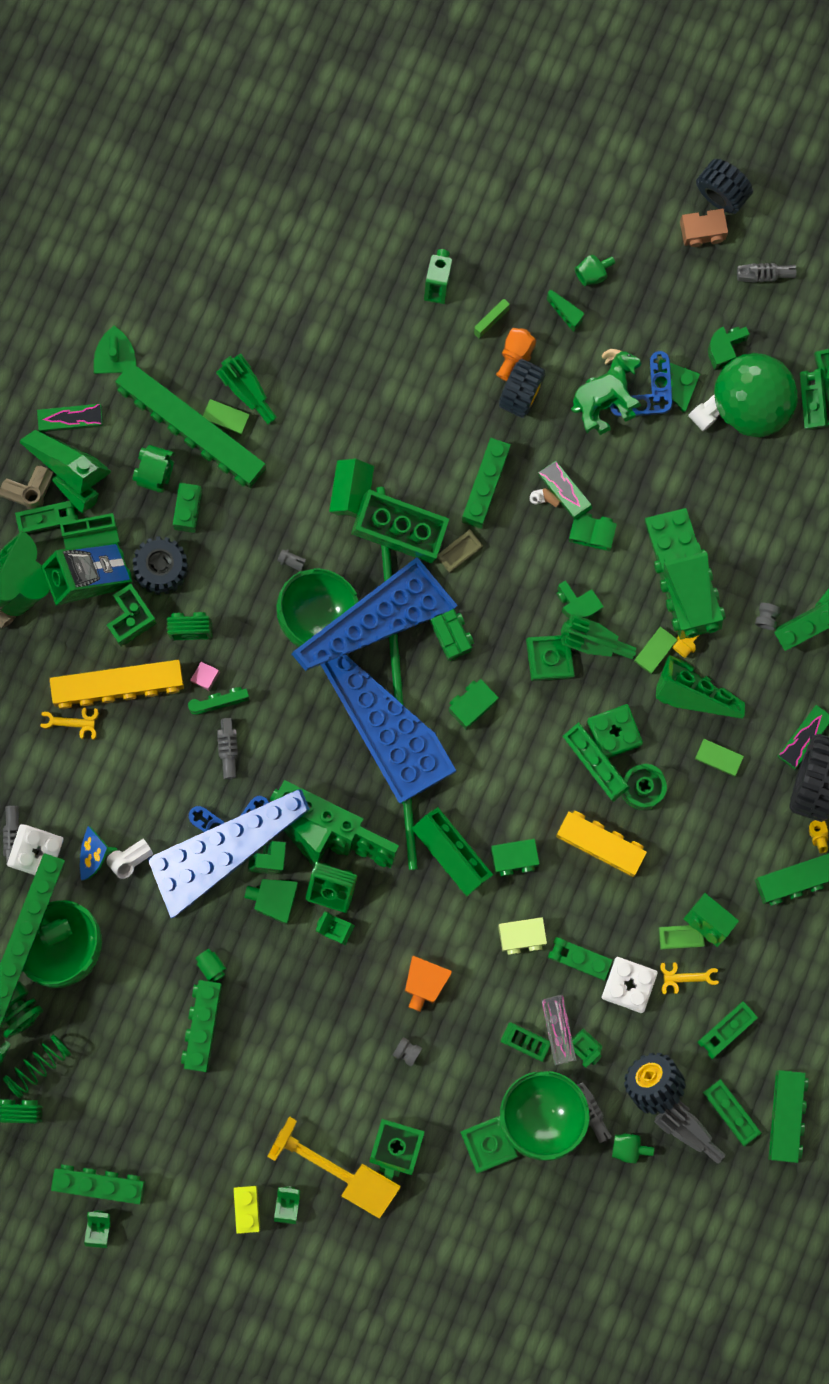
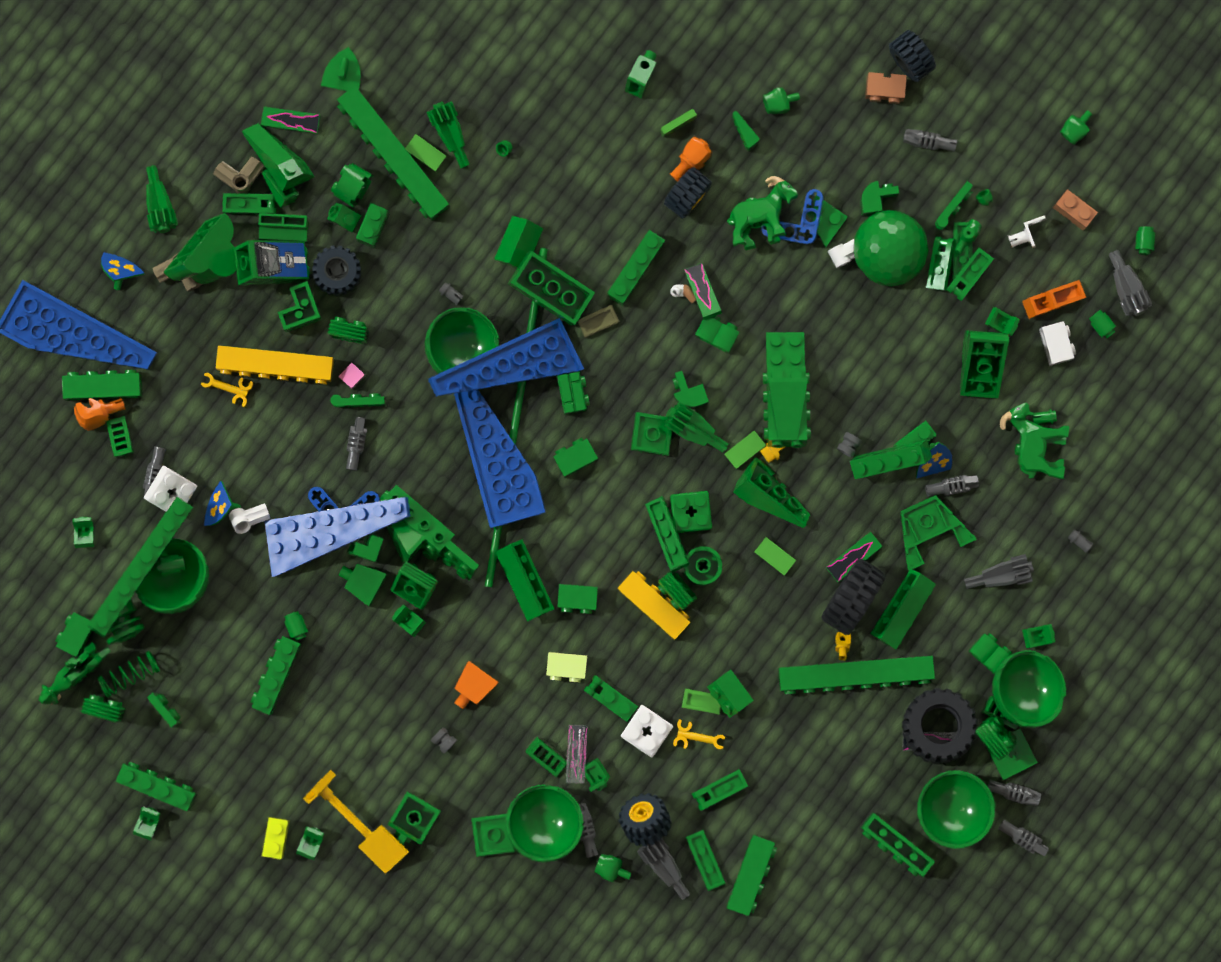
camera: 10 degrees right, 5 degrees up
(94, 1100) = (160, 702): none -> green plate
(153, 506) = (343, 216): none -> green bracket
(309, 391) = (504, 148): none -> green hinge
(629, 824) = (677, 589): none -> green brick
(811, 335) = (953, 206): none -> green plate

